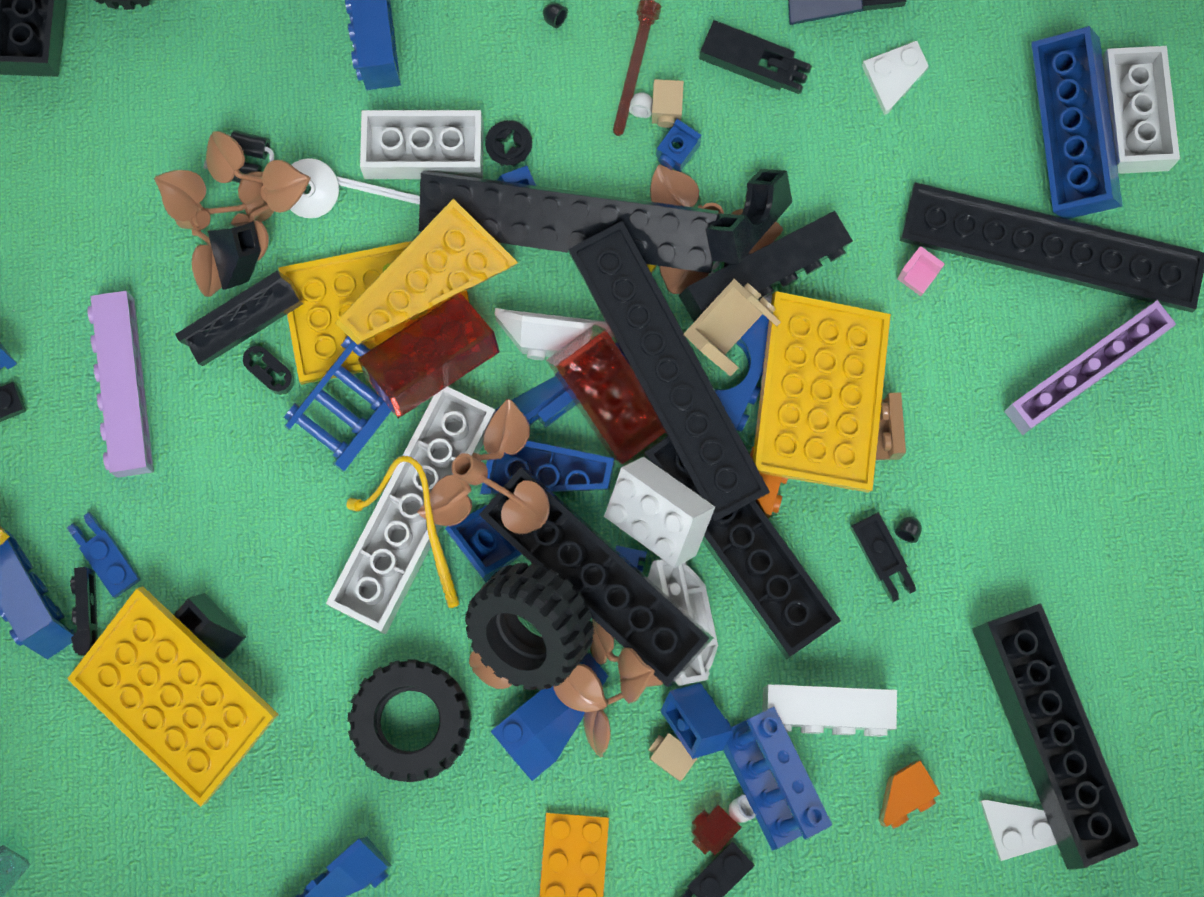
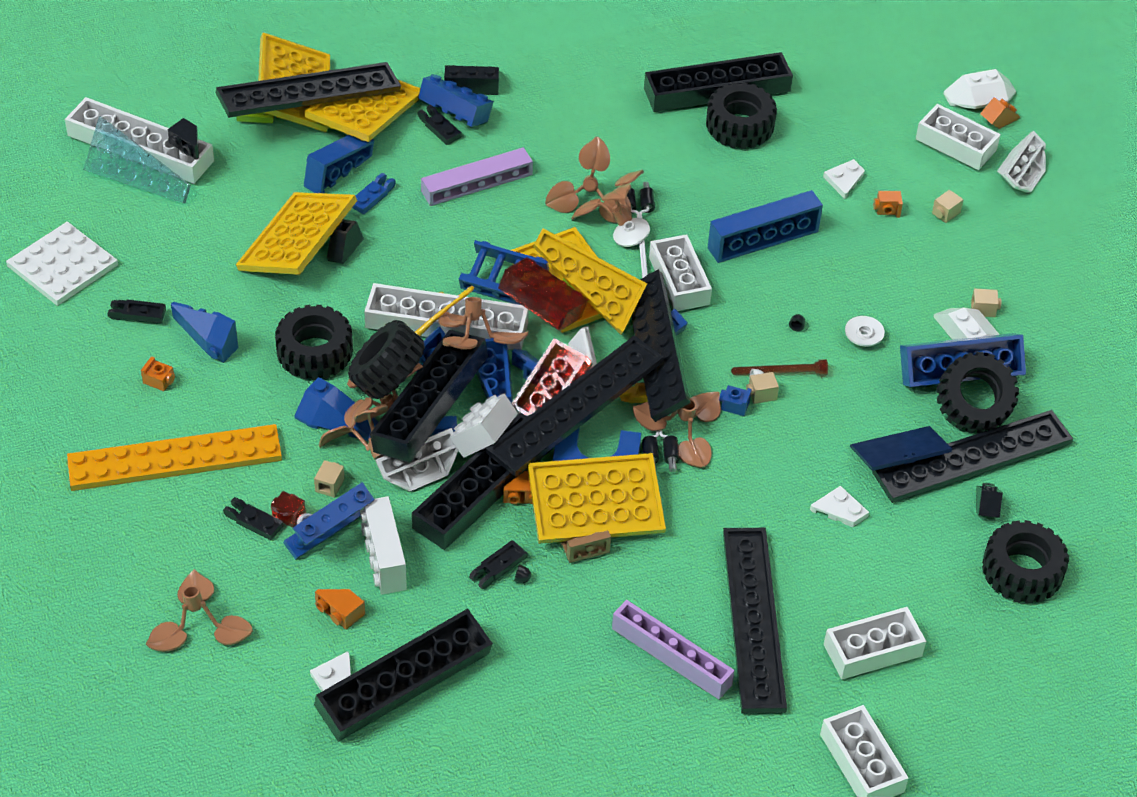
camera: 70 degrees right, 30 degrees down
(85, 613) = (349, 186): black hinge -> none
(235, 252) = (573, 201): black slope -> none
(240, 318) = (536, 217): black fence -> none
(263, 375) = (516, 231): black beam -> none
(502, 132) = (708, 315): black gear -> none
(696, 720) = (354, 474): blue brick -> none
(727, 322) = (617, 427): tan panel -> none
(735, 235) = (718, 444): black arch -> none
(742, 52) = (815, 416): black hinge -> none
(773, 263) = (668, 451): black brick -> none
(920, 271) = (704, 543): bright pink panel -> none
(1076, 124) = (844, 603): blue brick -> none

